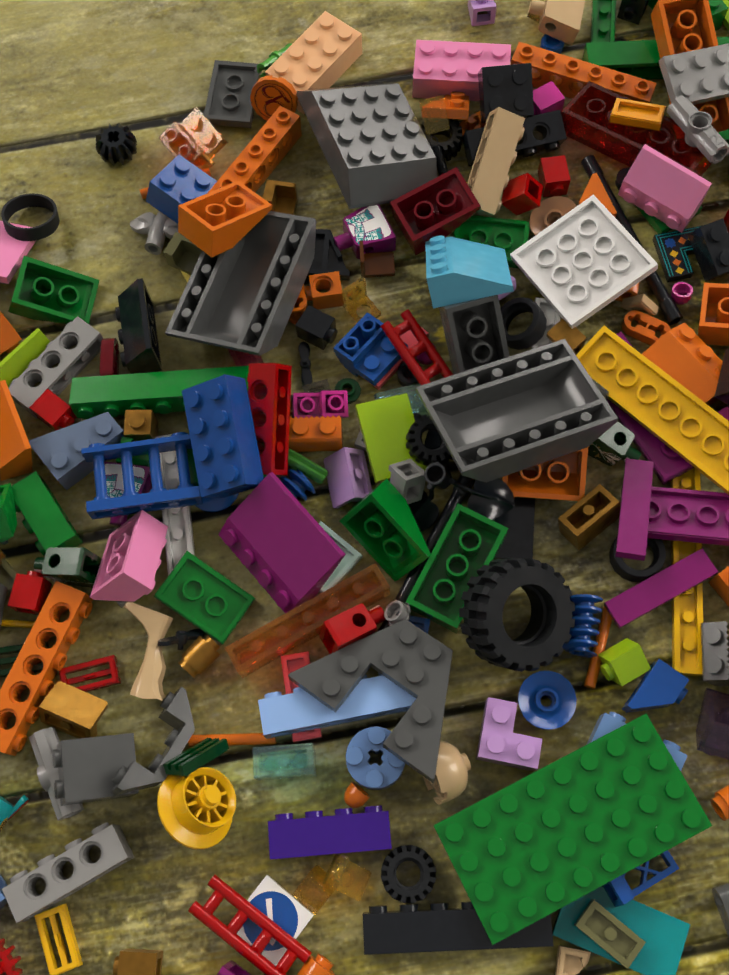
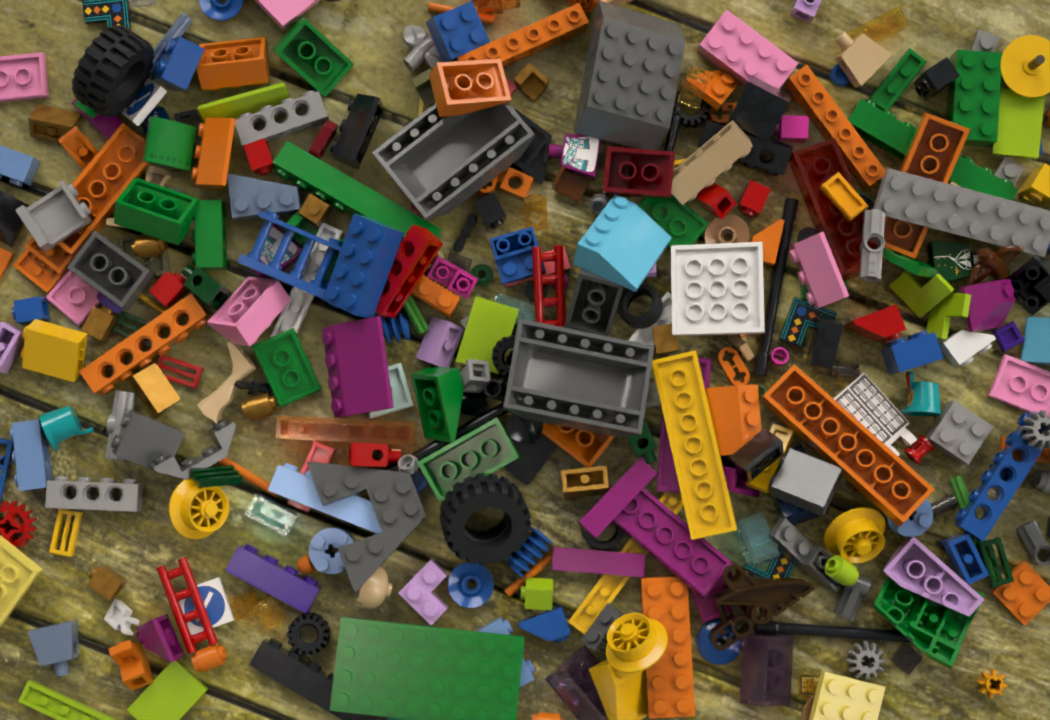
camera: 30 degrees right, 15 degrees up
(412, 266) = (598, 203): none -> light grey plate

